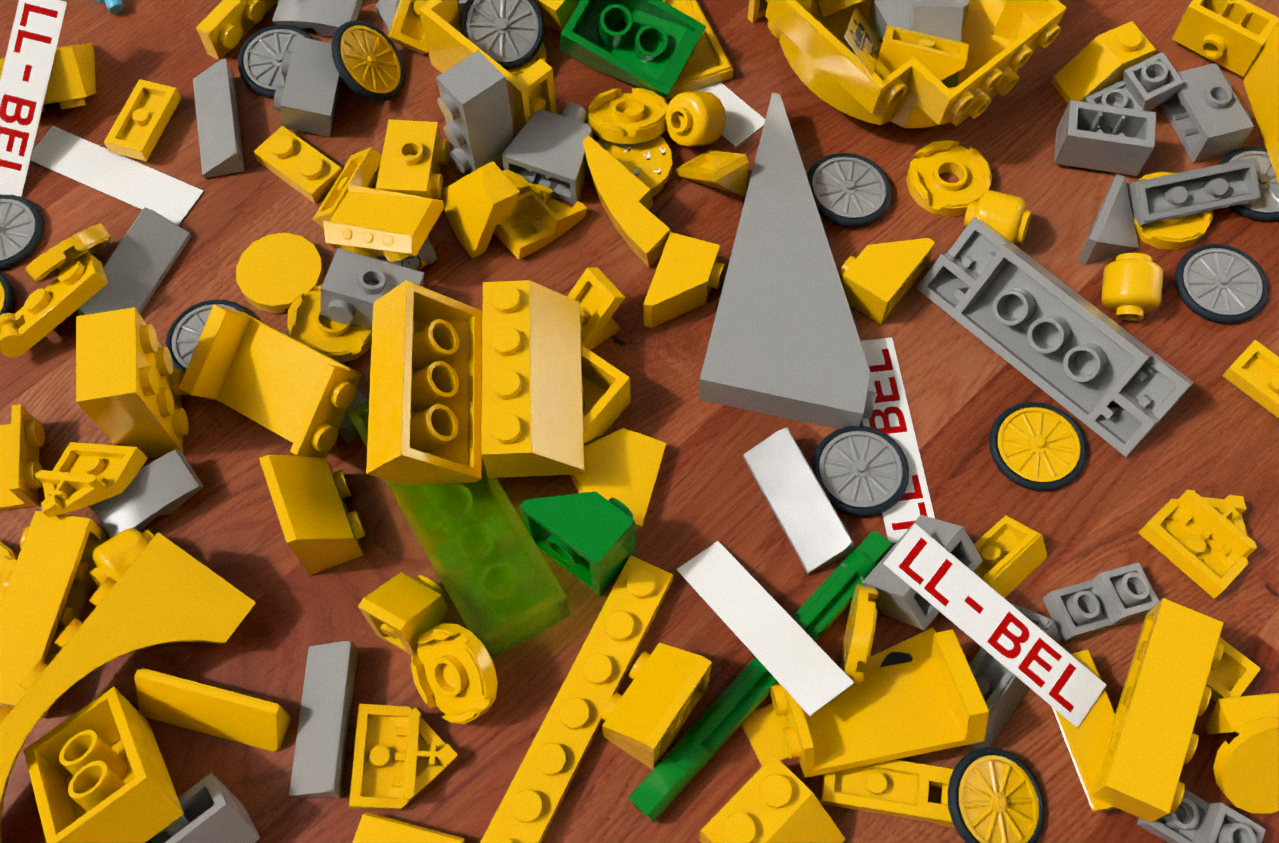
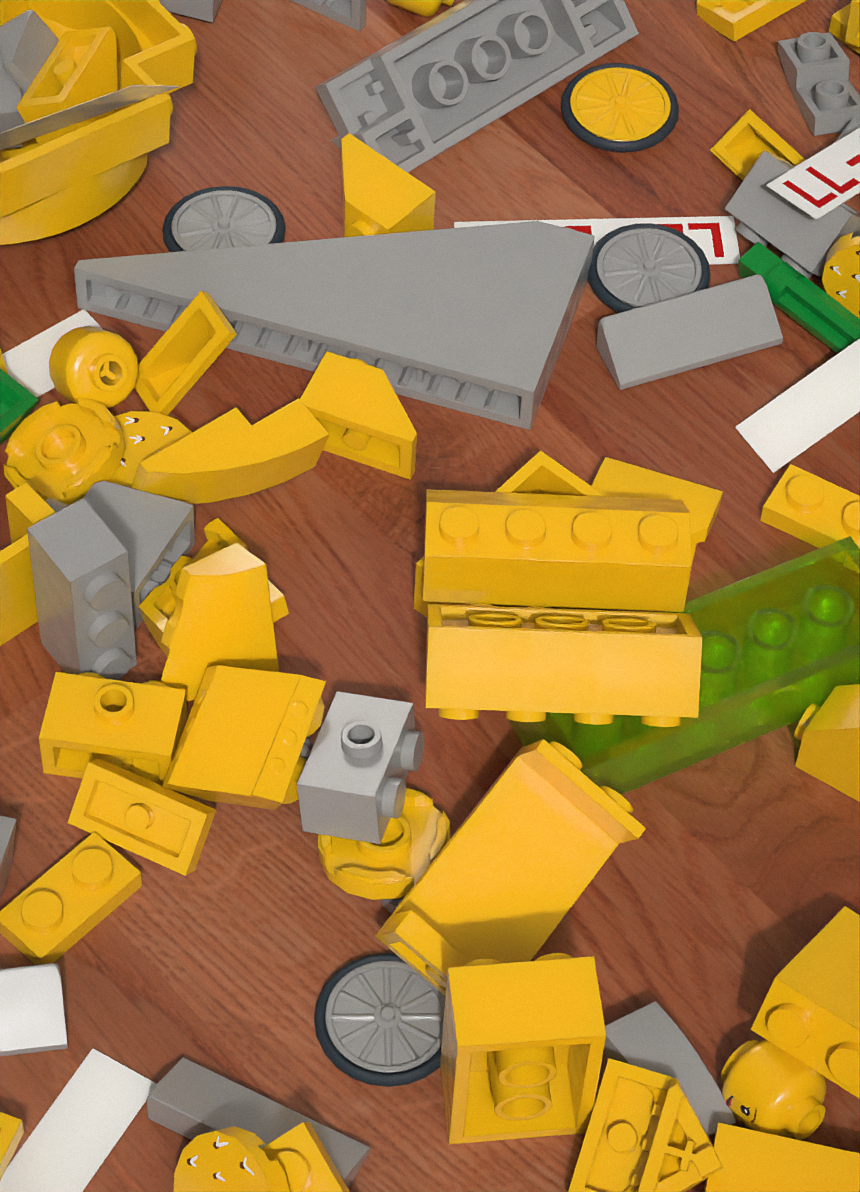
camera: 90 degrees left, 10 degrees down
(278, 271) = (277, 921): yellow tile -> none
(313, 510) = (709, 849): yellow slope -> none
(582, 535) = (763, 513): green slope -> none
(597, 304) = (399, 506): yellow slope -> none
(945, 197) = (225, 150): yellow tile -> none
(1003, 213) = (298, 72): yellow head -> none

